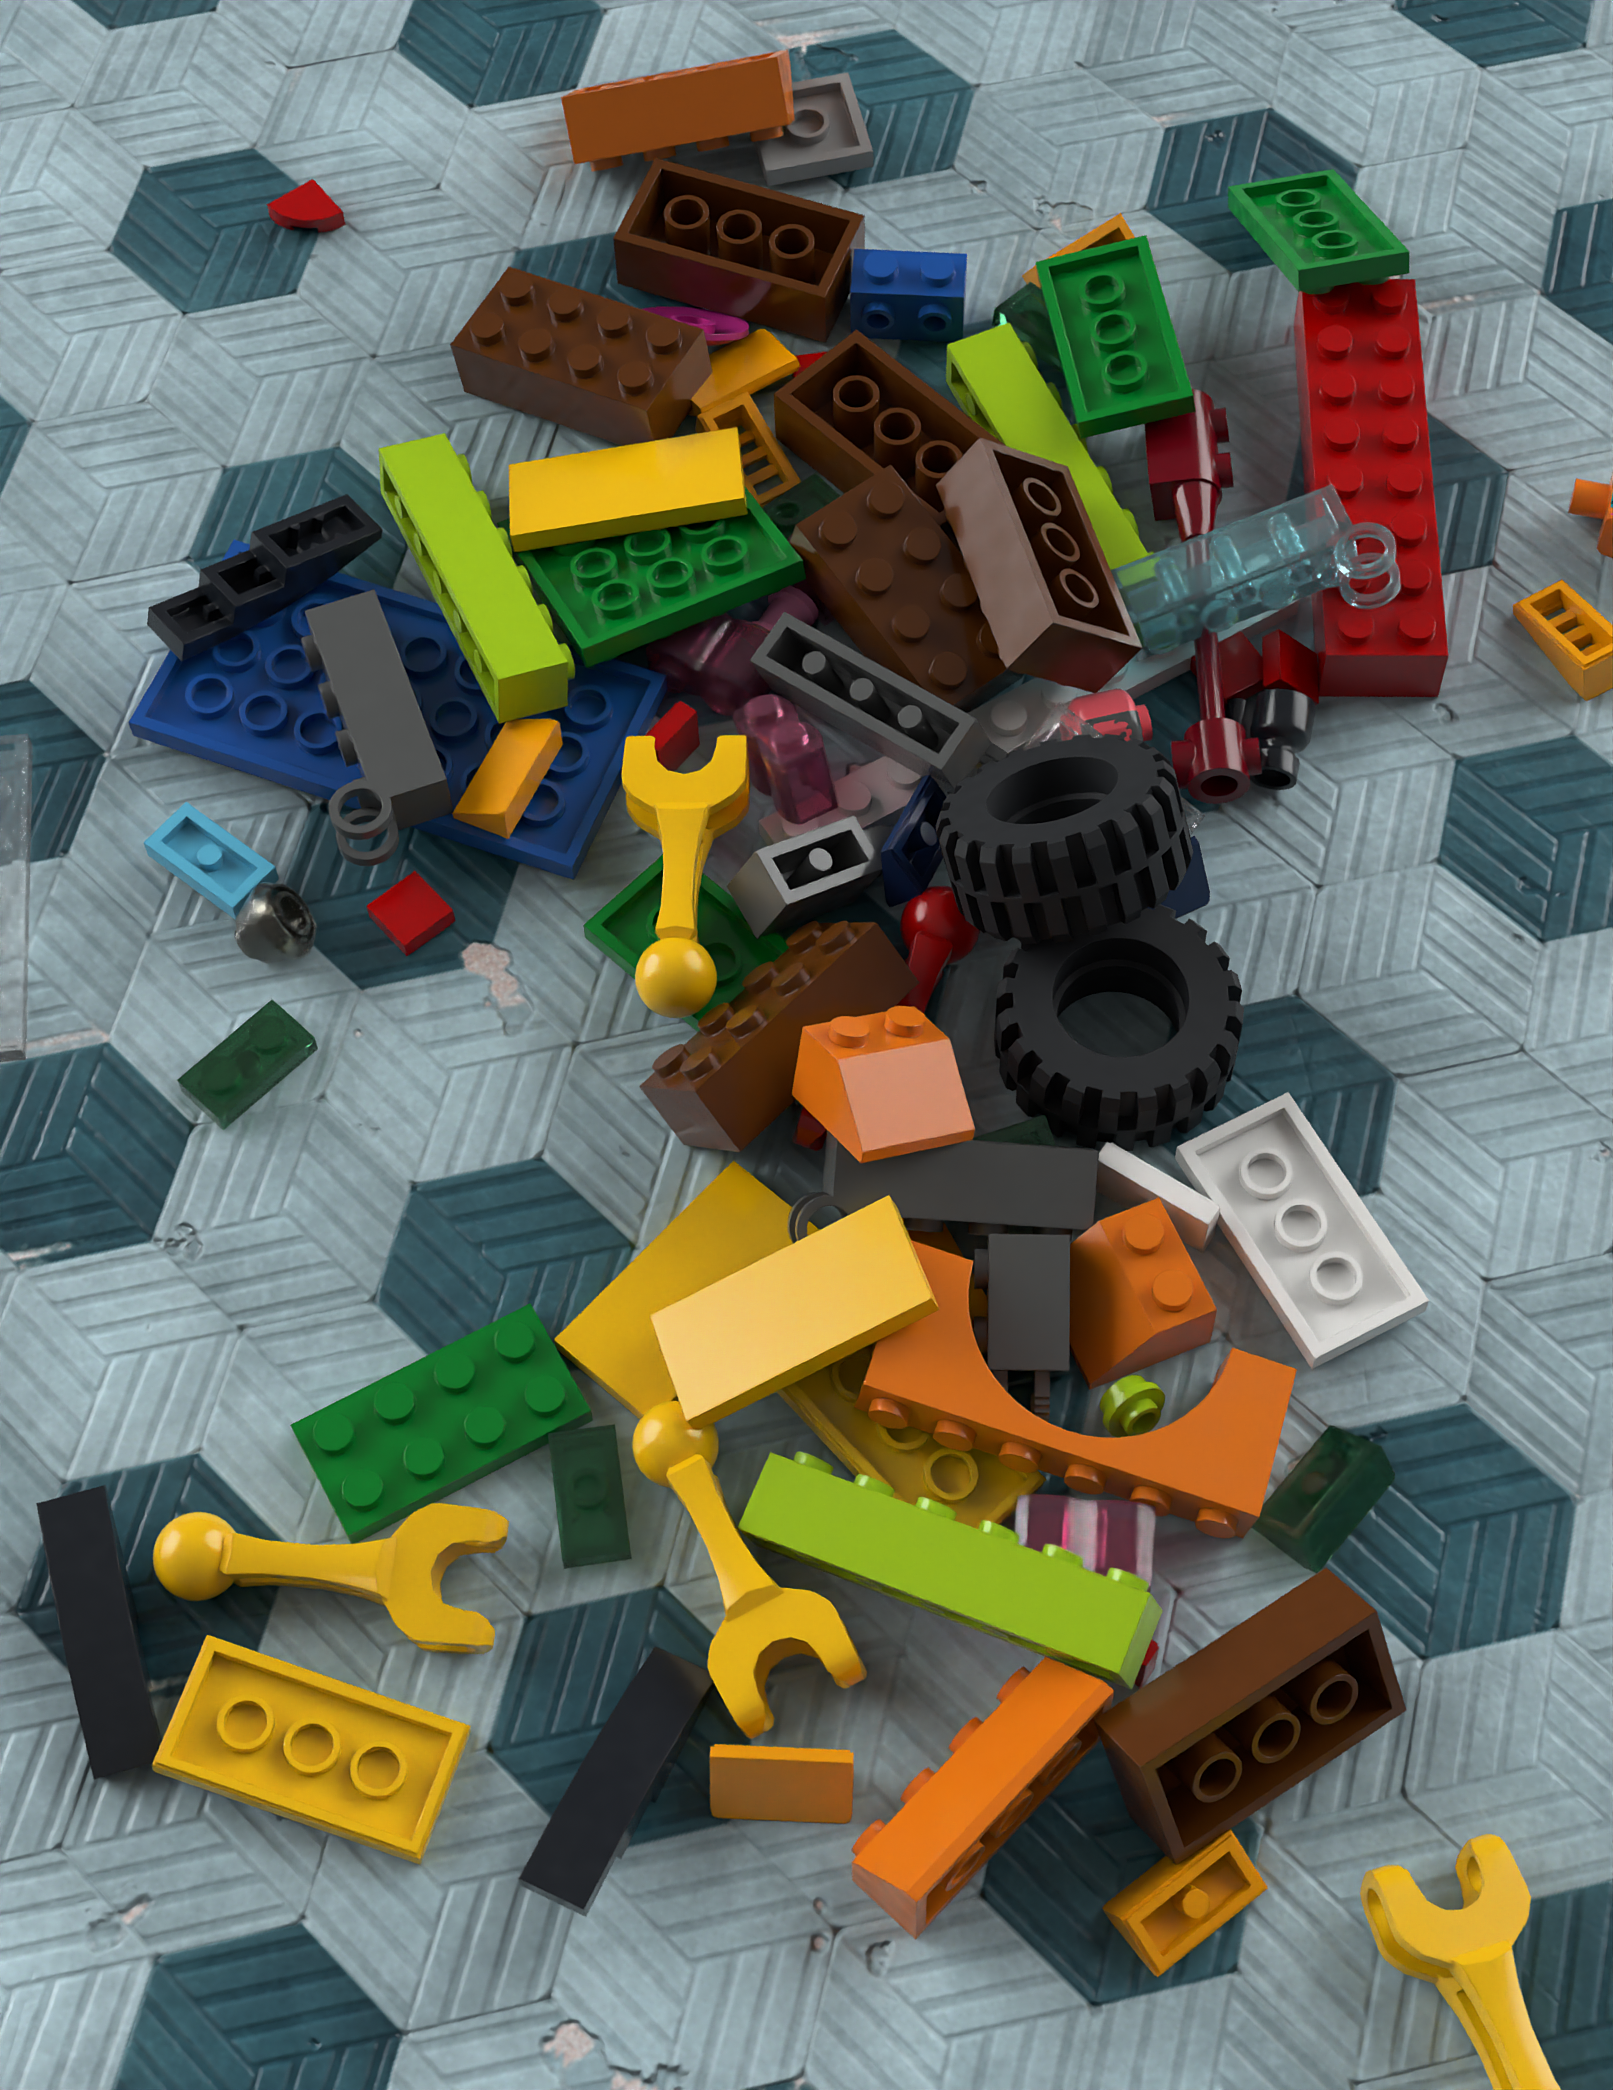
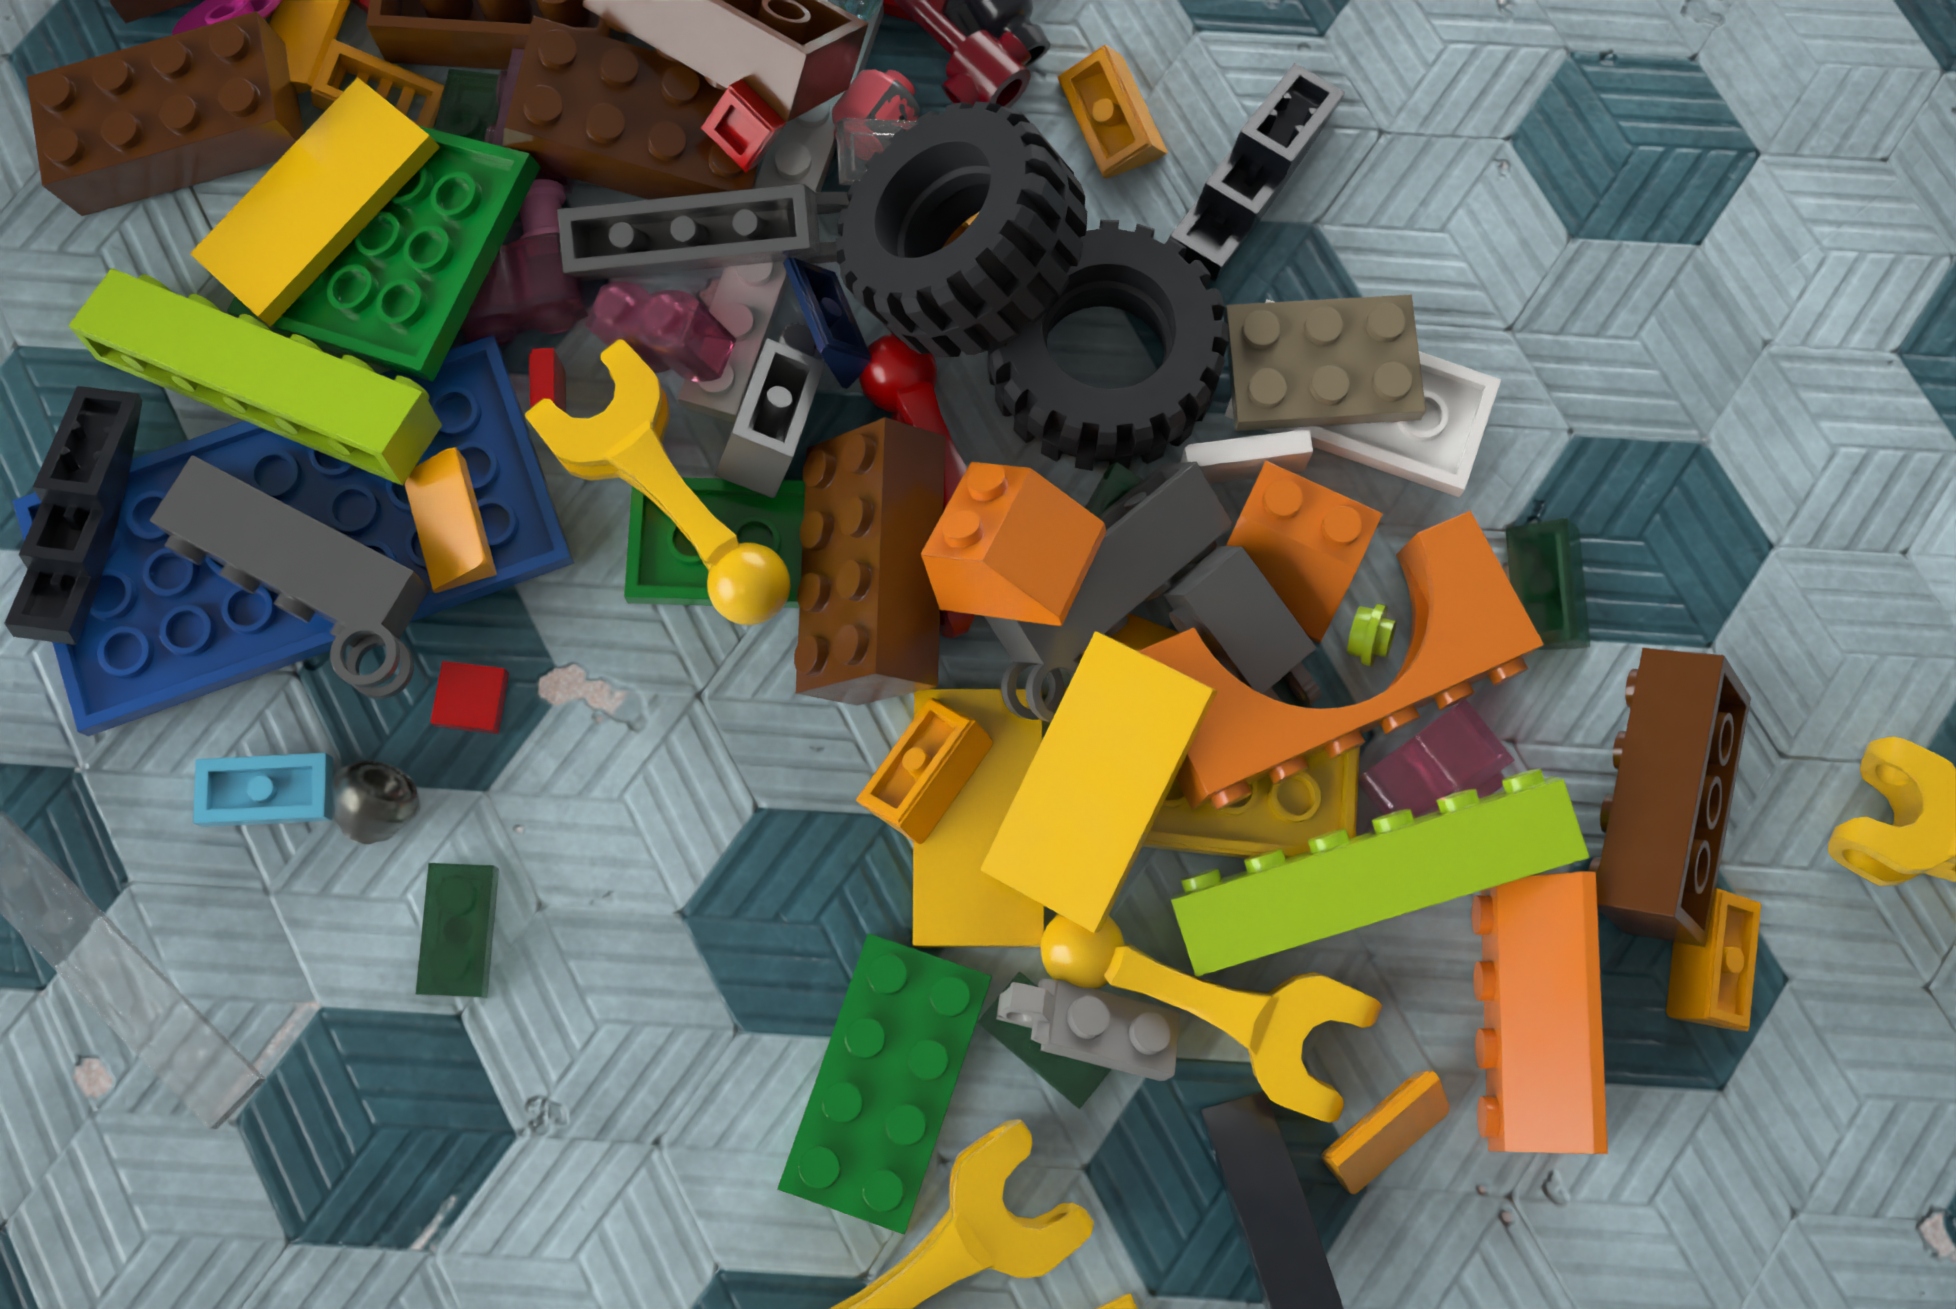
camera: 45 degrees left, 15 degrees up
(629, 1504) = (1095, 1026): none -> light grey hinge
(684, 1222) = (926, 770): none -> light orange slope
(974, 649) = (743, 125): none -> red tile
(1286, 1170) = (1324, 362): none -> dark tan plate
(1304, 870) = (1111, 113): none -> light orange slope
(1377, 997) = (1256, 168): none -> black slope

